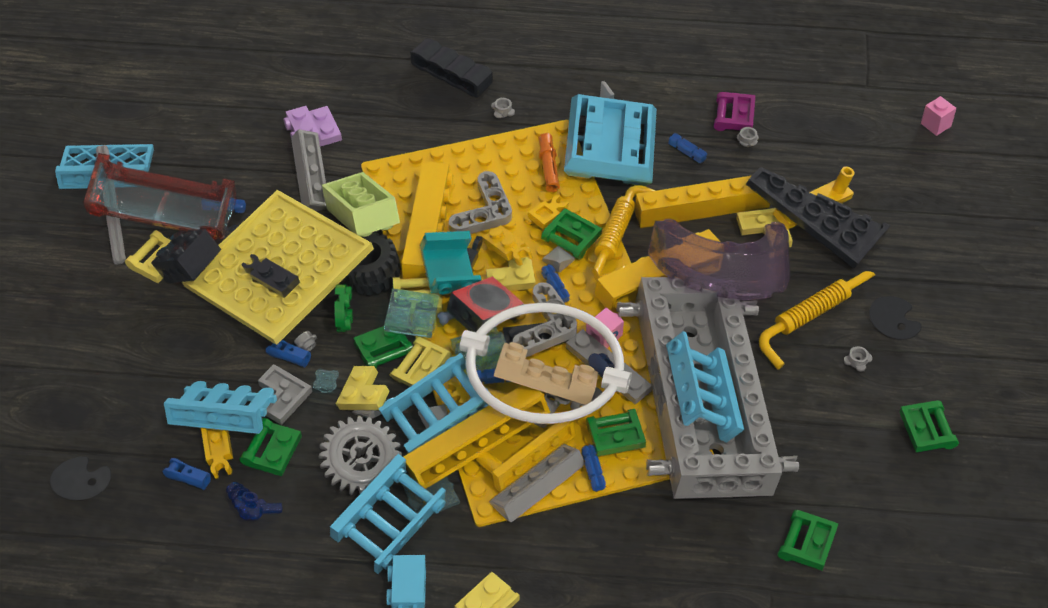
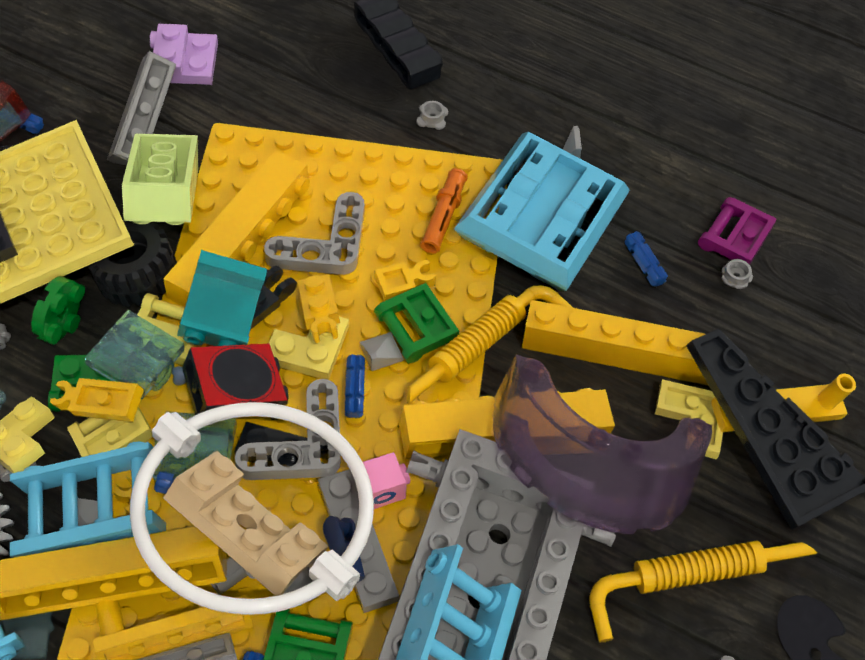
camera: 20 degrees right, 5 degrees up
(406, 346) = (100, 399): none -> yellow plate

